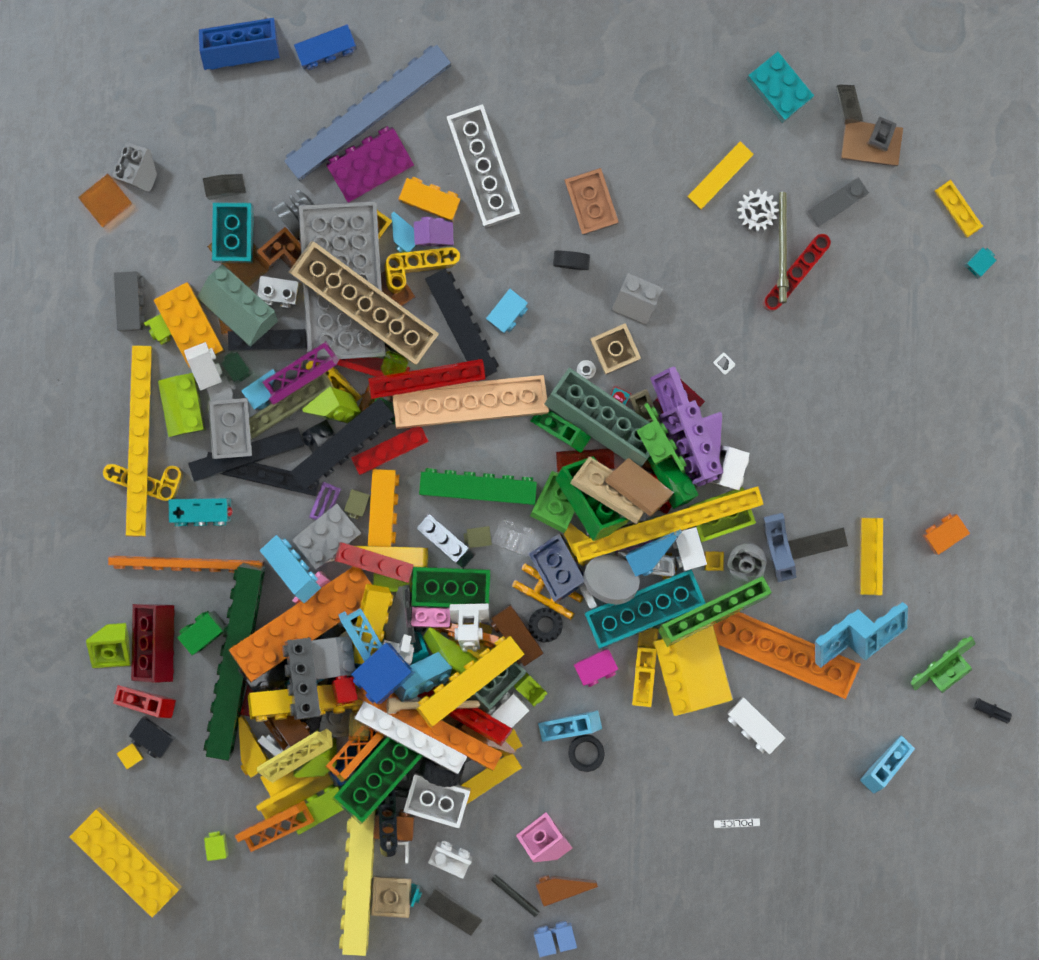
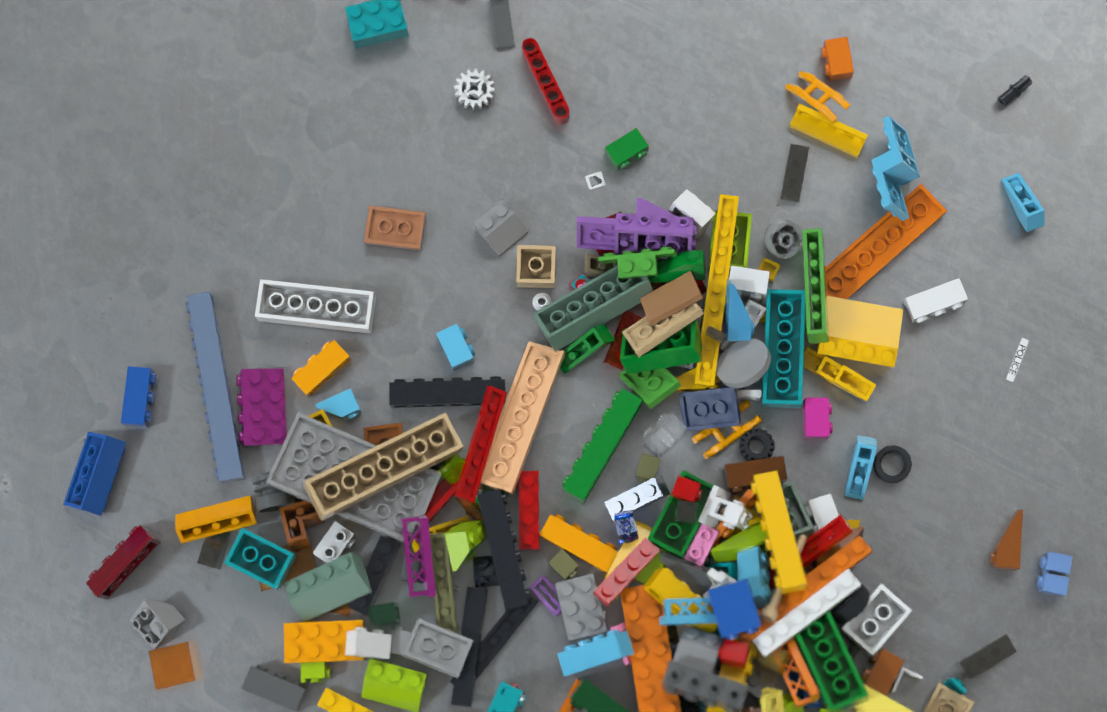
camera: 50 degrees left, 10 degrees down
(172, 110) = (122, 562): none -> dark red slope
(249, 174) = (215, 519): none -> light orange brick
(257, 393) = (418, 606): medium azure slope -> none
(390, 821) = (877, 670): black beam -> none
(420, 538) = (626, 526): none -> clear blue brick
(422, 264) = (375, 401): yellow beam -> none
(433, 232) = (352, 377): medium lavender brick -> none
(450, 859) = (935, 637): white bracket -> none
(451, 590) = (686, 512): none -> clear smoke brick
(471, 581) = (686, 490): none -> red brick
(487, 778) = (875, 562): yellow tile -> none
(514, 895) = (996, 592): pearl dark grey bar -> none
(530, 689) = (811, 486): lime bracket -> none
(544, 840) = (956, 540): bright pink slope -> none
(571, 260) = (437, 267): black tyre -> none
(624, 542) = (715, 334): none -> clear smoke tile
(720, 175) = (428, 107): yellow tile -> none
(766, 379) = (627, 149): none -> green brick
(779, 547) = (783, 207): sand blue arch -> none
(782, 282) = (548, 93): olive bar -> none
(890, 536) = (820, 103): none -> light orange piece
(948, 669) = (961, 111): bright green bracket -> none

